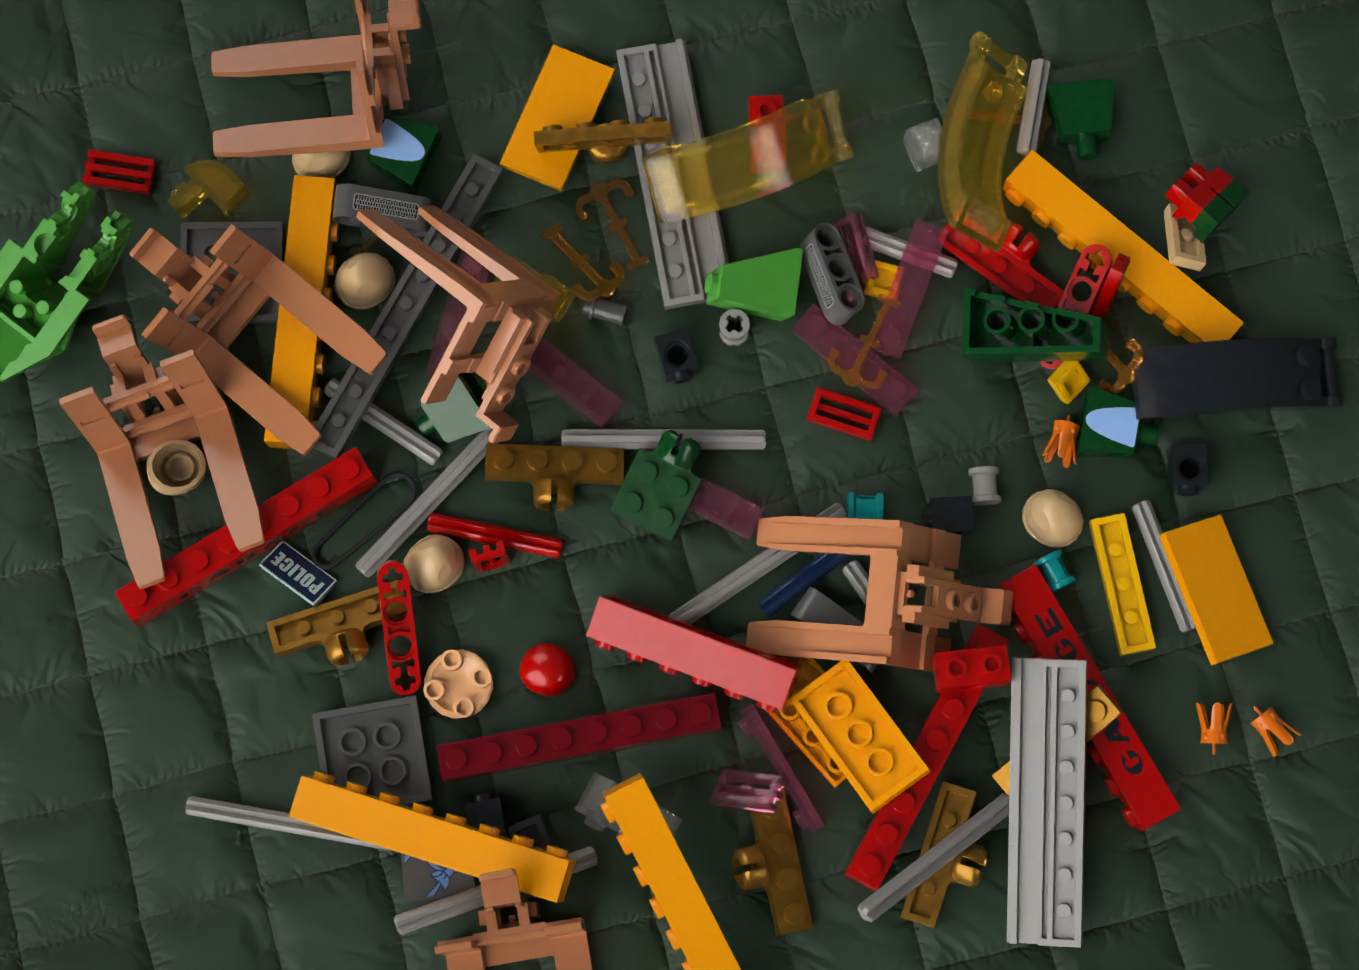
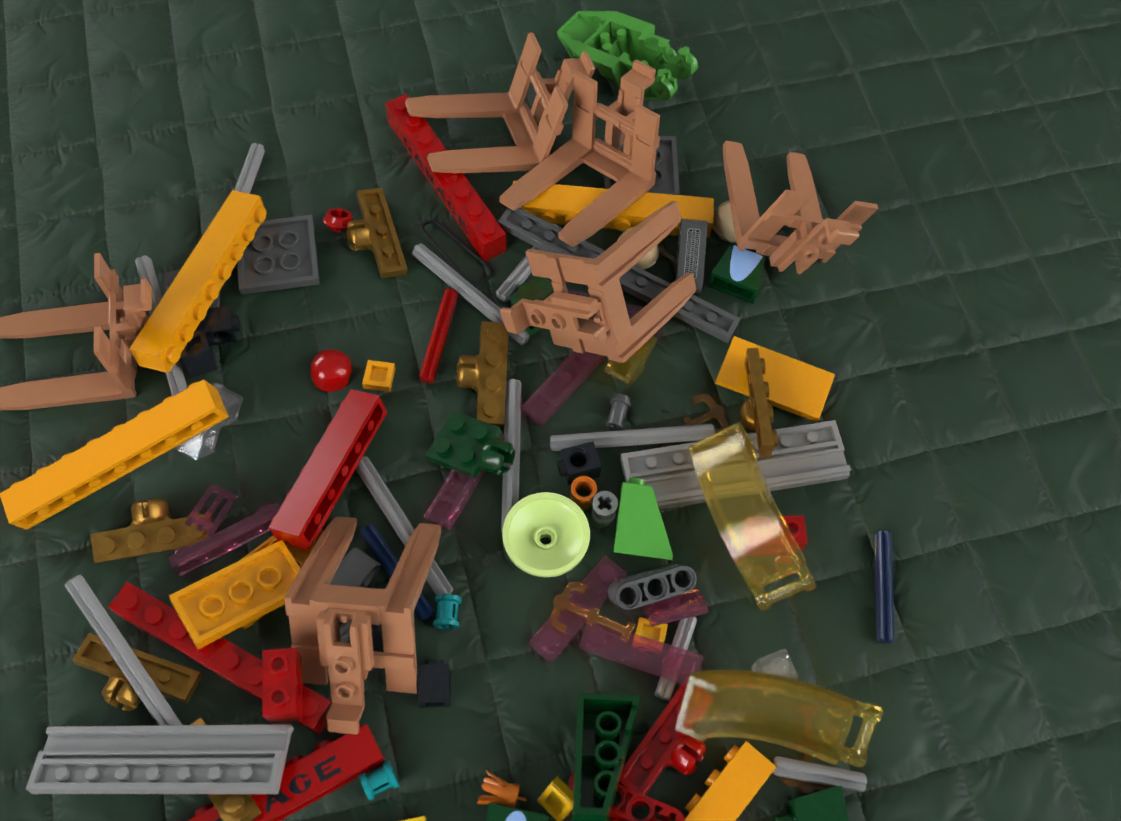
camera: 85 degrees right, 15 degrees down
(91, 167) = (713, 92): red tile -> none
(176, 467) = (495, 128): tan hat -> none
(211, 181) = (703, 153): clear yellow brick -> none
(298, 573) = (416, 208): slope -> none
(316, 678) = (337, 219): none -> red hat
(400, 627) = (368, 261): red beam -> none
(434, 563) = (419, 294): tan hat -> none
(458, 684) = (325, 309): light nougat dish -> none
(490, 555) = (417, 322): red tile -> none
(557, 607) = (379, 376): none -> light orange plate
(579, 738) = (272, 391): dark red brick -> none
(604, 286) = (635, 410): clear orange piece -> none
(640, 293) = (634, 436): none -> light grey axle
(711, 340) = (585, 483): none -> orange beam
(777, 370) = (550, 517): none -> yellowish green dish
(821, 17) = (884, 587): none -> dark blue axle
(839, 426) = (522, 622): red tile -> none
(984, 485) = (461, 717): light grey bush -> none
(1052, 518) = (430, 782): tan hat -> none

